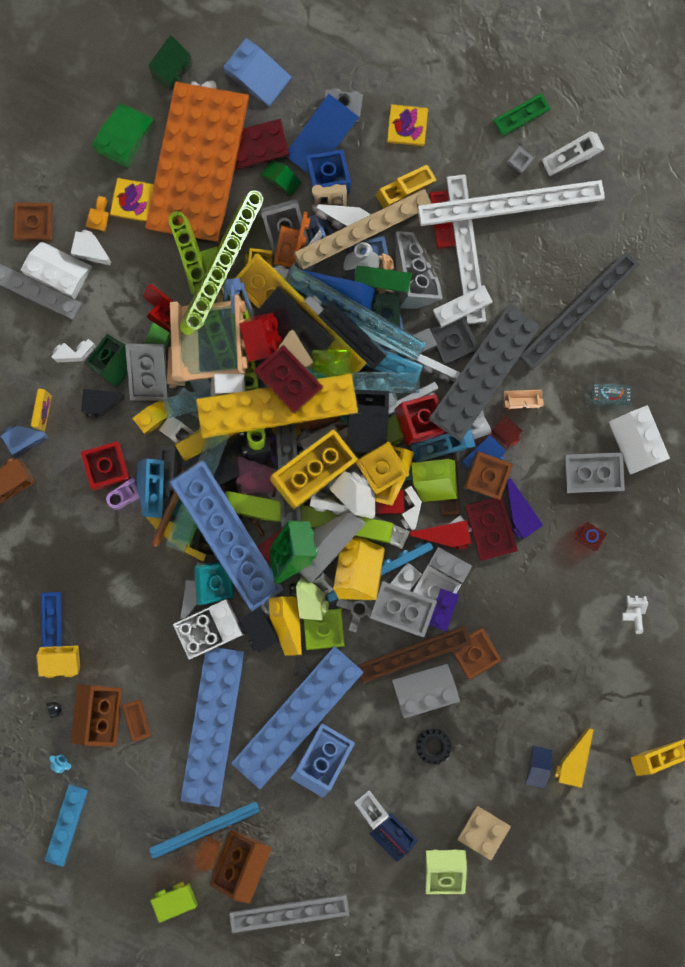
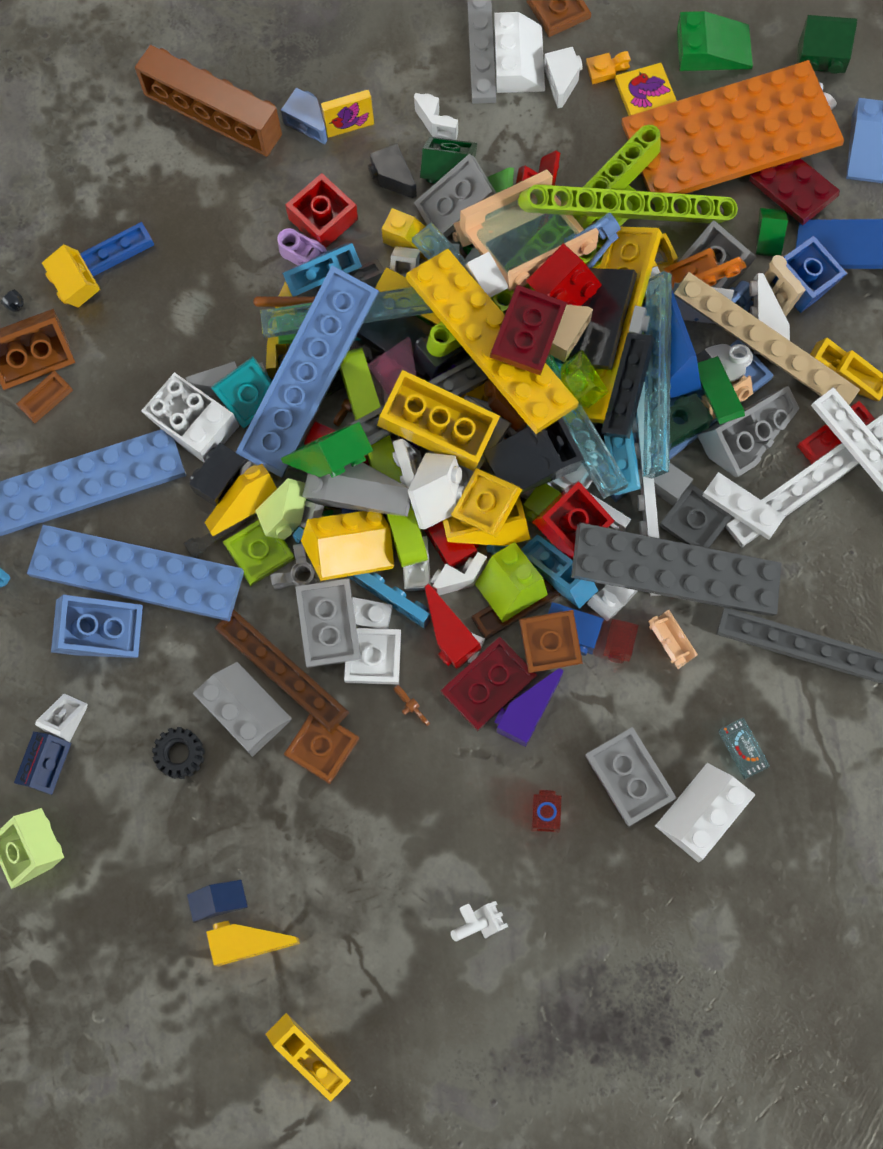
camera: 70 degrees right, 10 degrees down
(443, 609) = (353, 674): dark purple plate -> none
(449, 565) = (414, 655): light grey brick -> none
(478, 584) = (411, 705): none -> dark orange piece
(483, 832) = (99, 872): tan plate -> none

